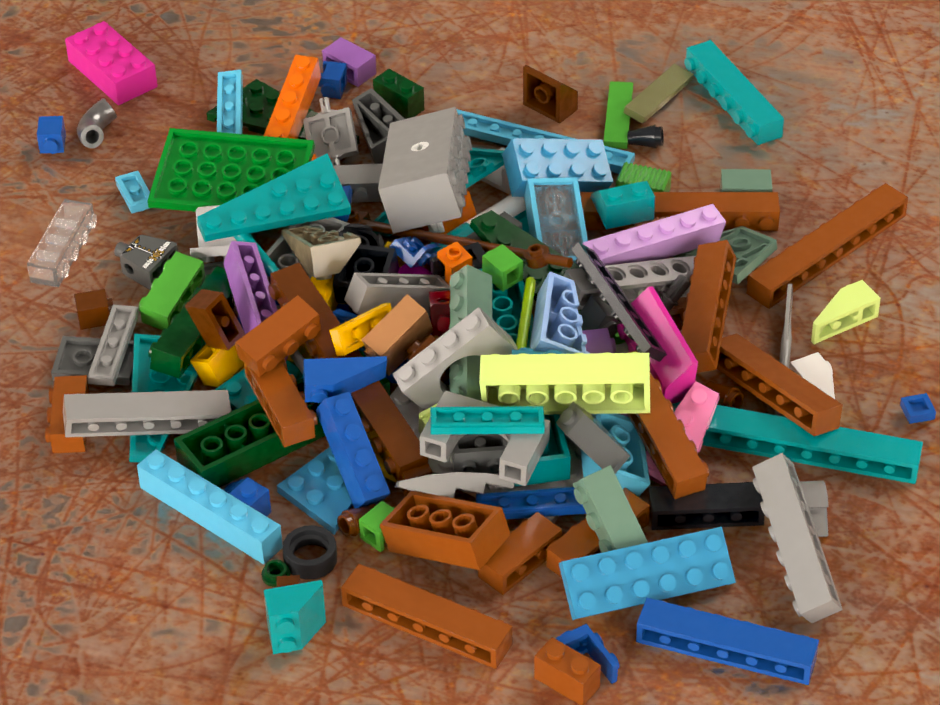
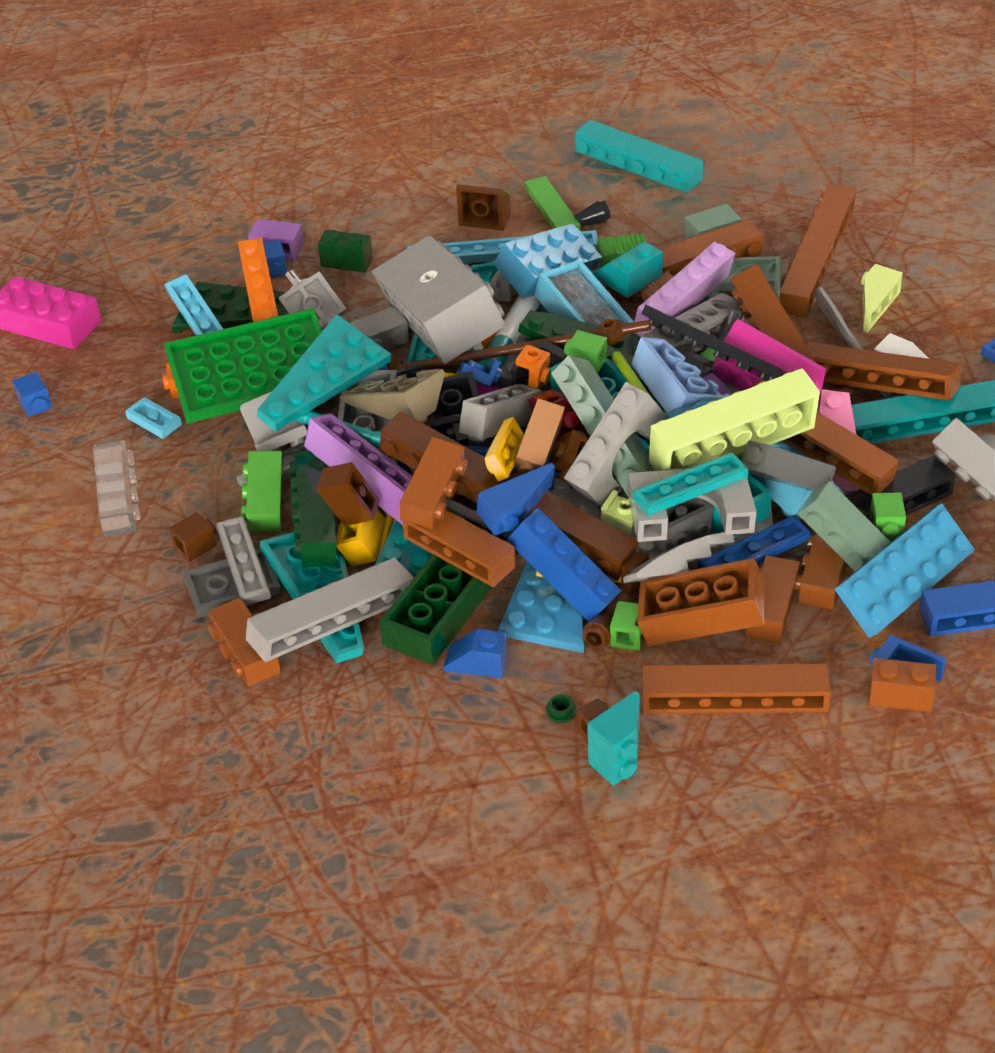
camera: 25 degrees left, 0 degrees up
(93, 122) = (66, 370): flat silver cylinder -> none
(145, 258) = (212, 473): dark grey torso -> none
(210, 506) = (452, 672): medium azure brick -> none
(310, 536) = (580, 658): black tyre -> none
(374, 121) = (351, 282): dark grey wedge -> none
(658, 93) = (574, 178): olive tile -> none
(664, 518) = (888, 514): none -> bright green brick

